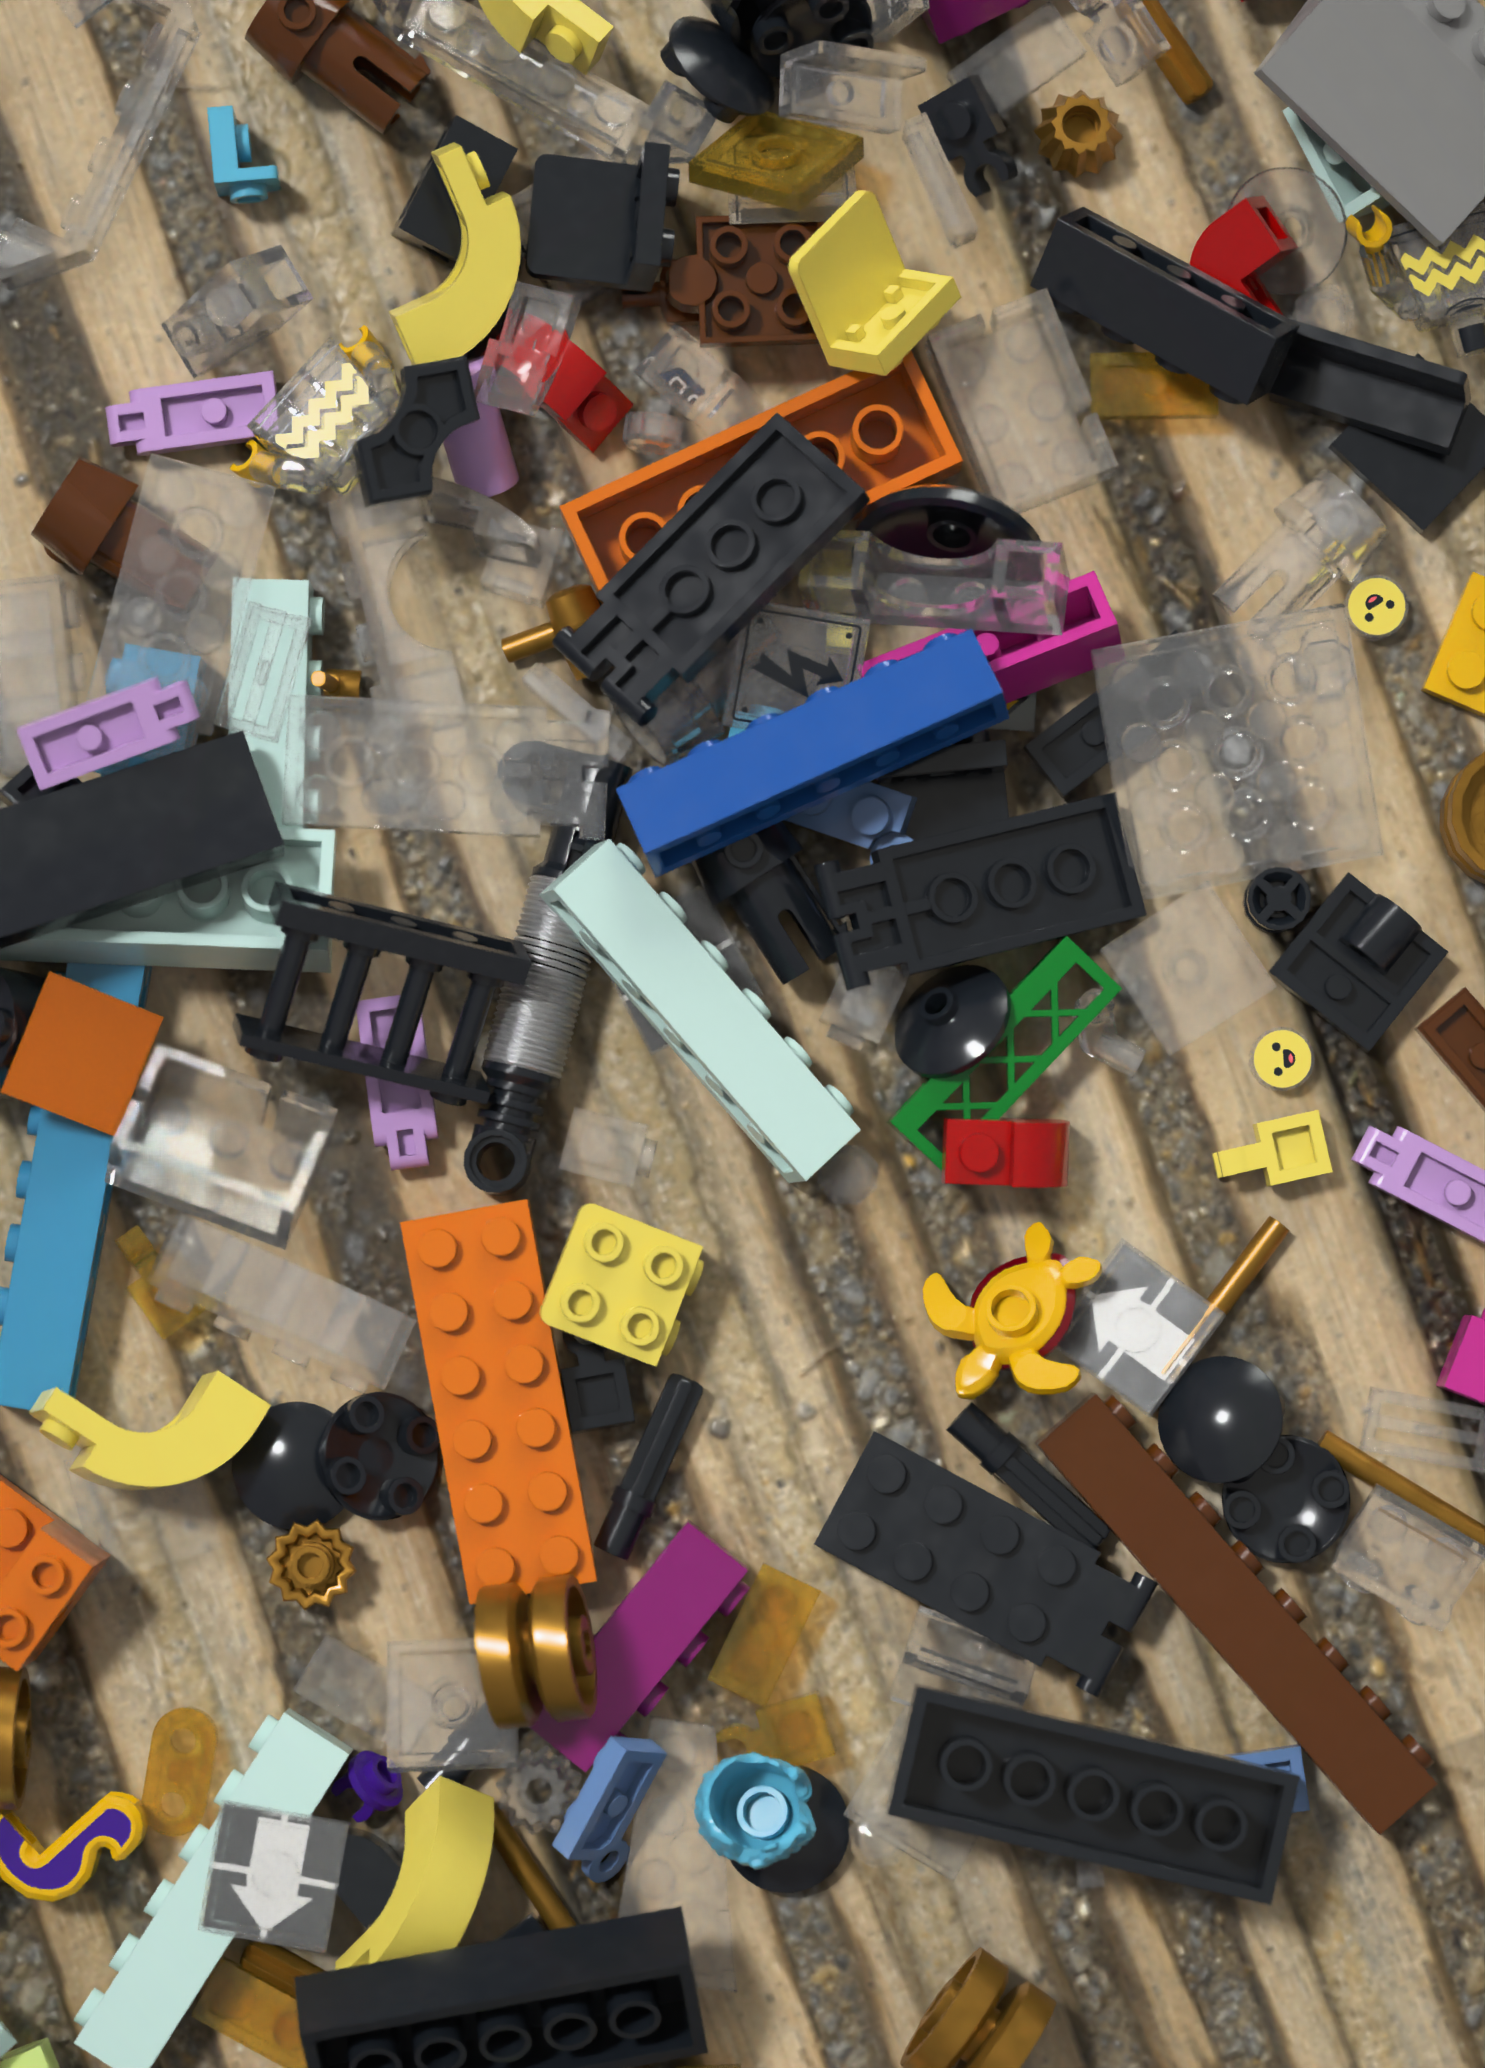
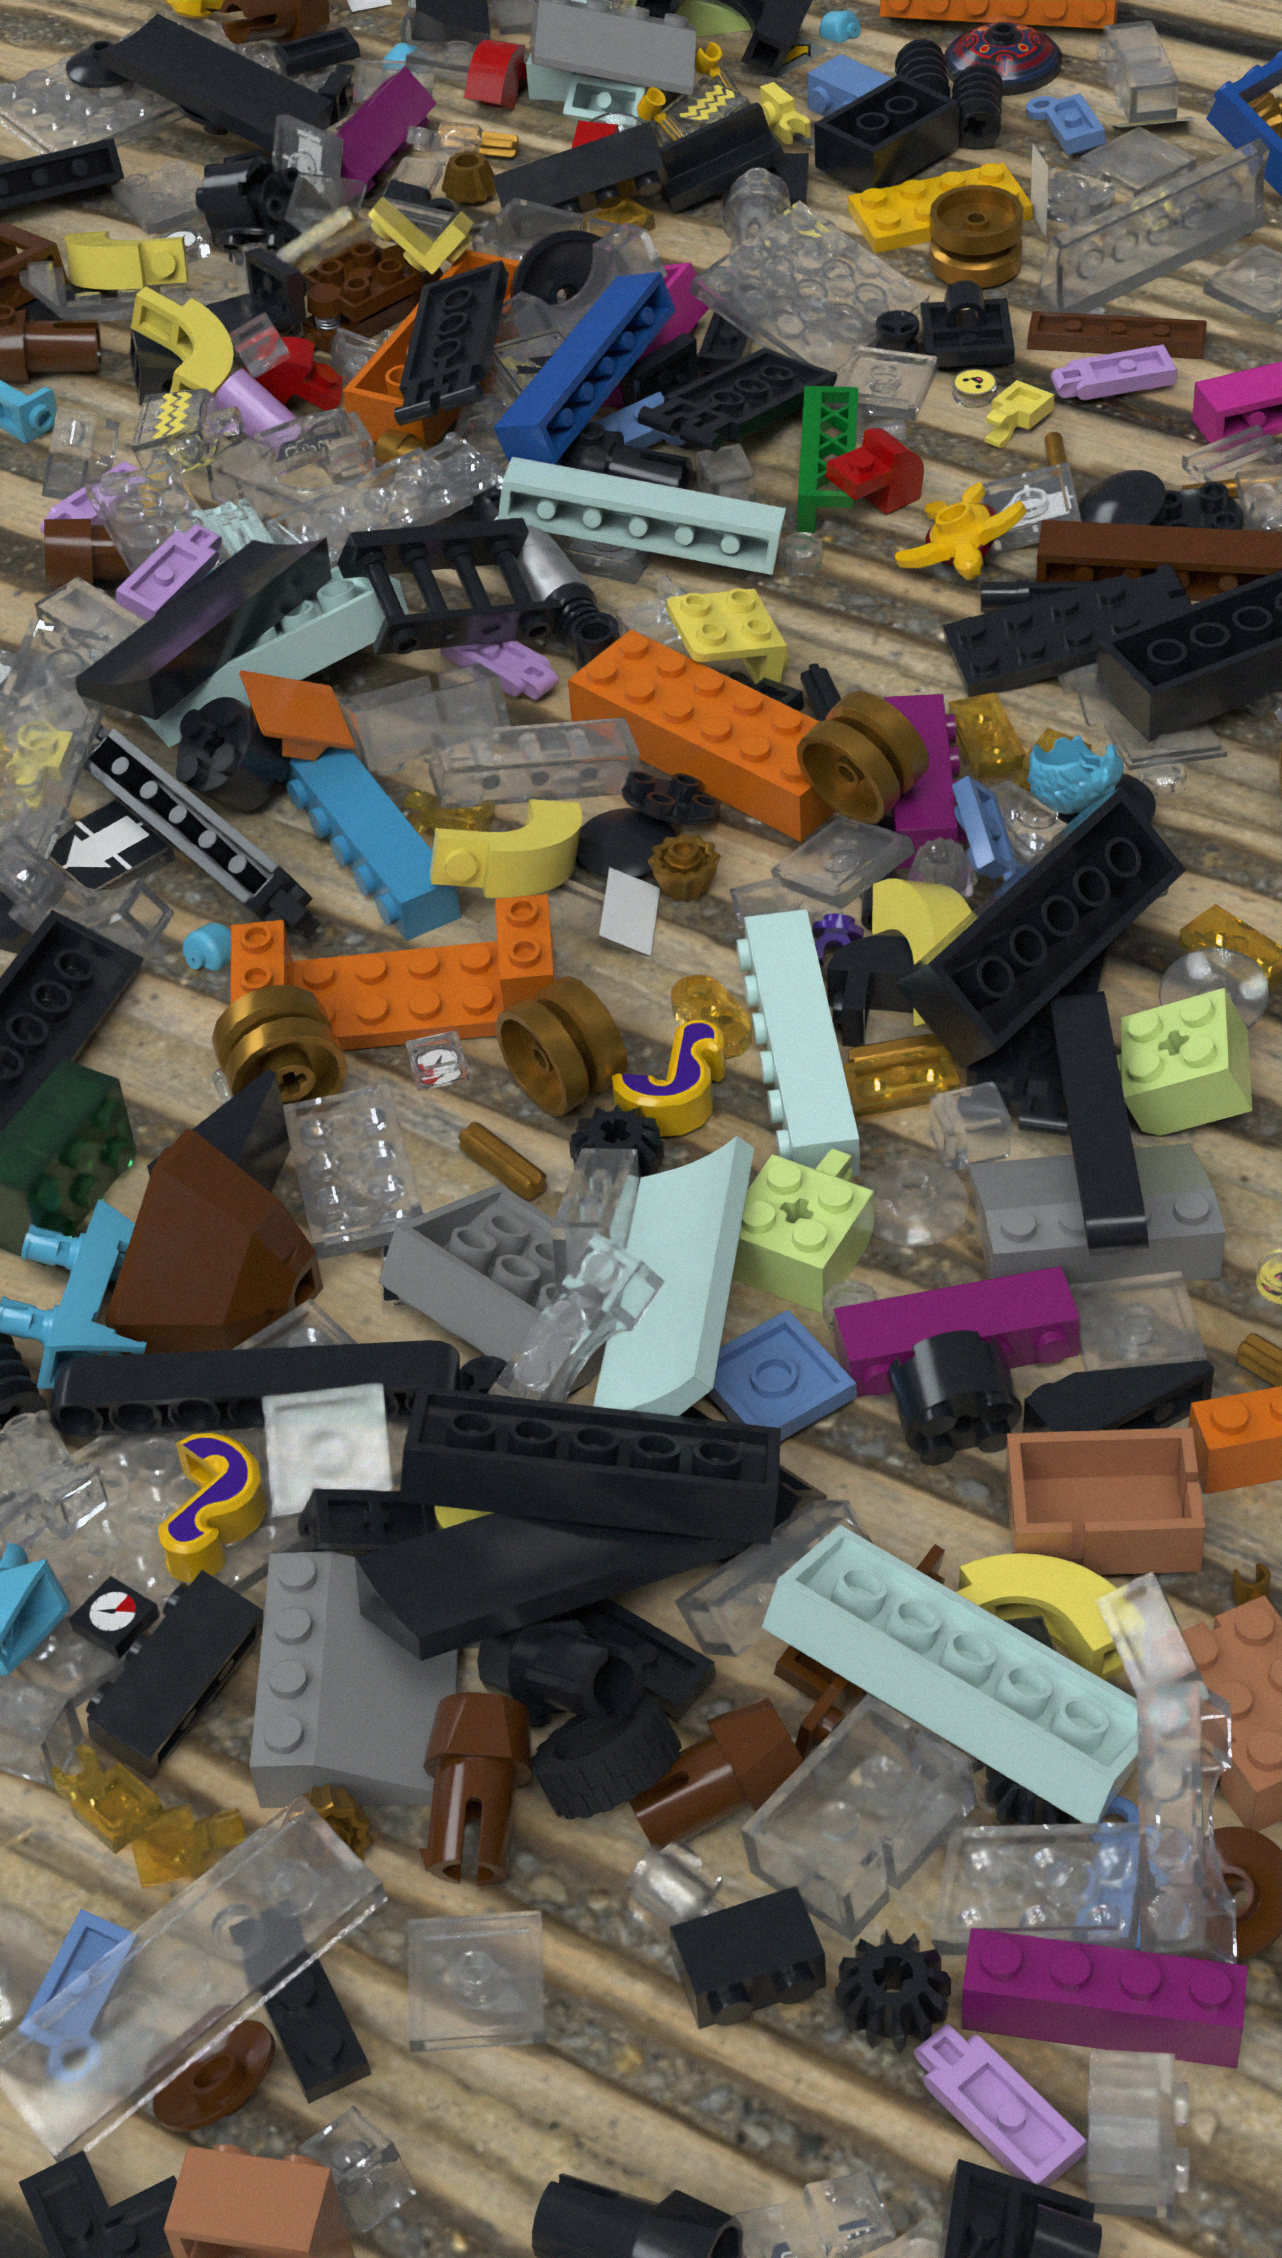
camera: 30 degrees left, 40 degrees down
(218, 1567) = (629, 911): none -> white sticker
(273, 1876) = (826, 981): clear tile -> none
(400, 458) = (231, 386): black tile -> none
(952, 1021) = (784, 453): black dish -> none

